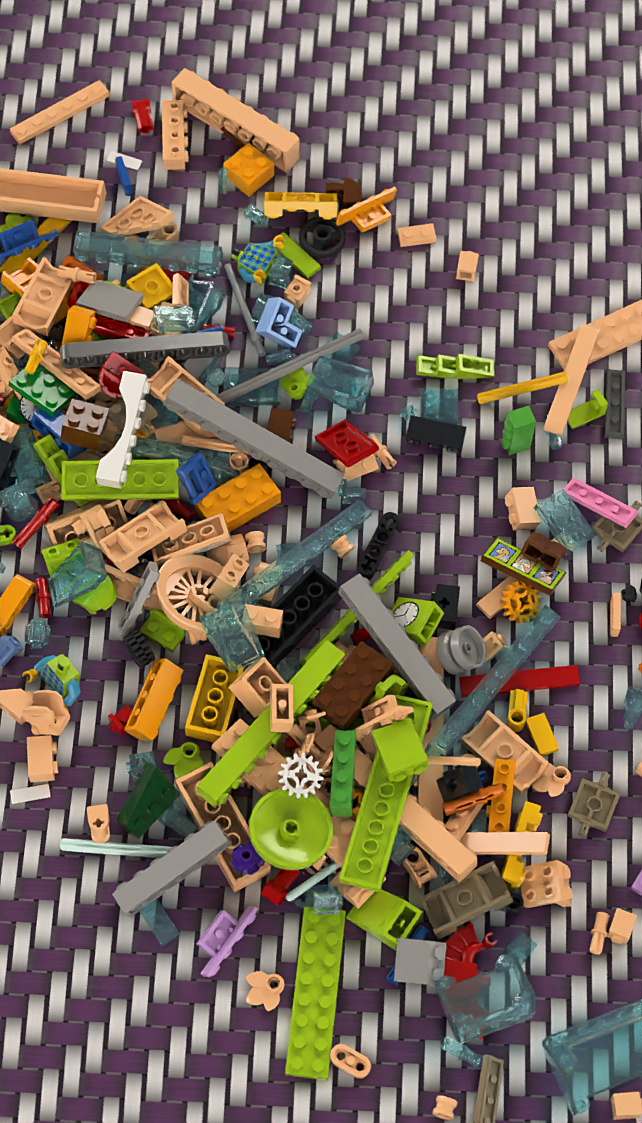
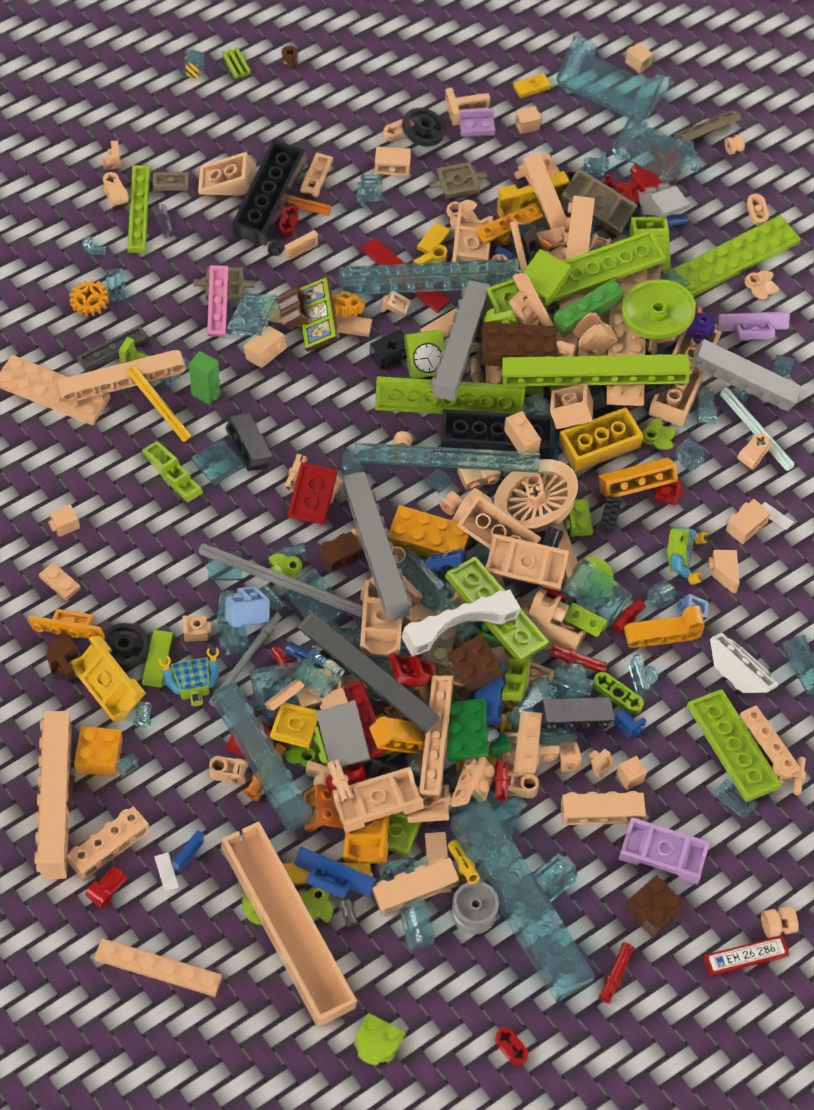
camera: 130 degrees left, 5 degrees down
(36, 356) = (448, 748): yellow axle -> none
(49, 710) = (714, 539): light nougat piece -> none
(137, 601) = (579, 528): light grey plate -> none
(138, 217) = (226, 799): light nougat plate -> none
(147, 802) = (716, 425): dark green wedge -> none
(229, 577) = (505, 483): light nougat brick -> none
(233, 635) = (553, 438): clear light blue slope -> none
(280, 272) = (186, 651): clear light blue brick -> none
(281, 708) = (588, 353): light nougat brick -> none
(310, 777) = (621, 319): white gear -> none
(341, 383) = (260, 531): clear light blue slope -> none
(378, 545) = (376, 422): black beam -> none
(407, 412) = (244, 475): clear light blue plate -> none
(461, 650) = (422, 309): light grey wheel -> none
(599, 932) = (543, 130): light nougat axle -> none

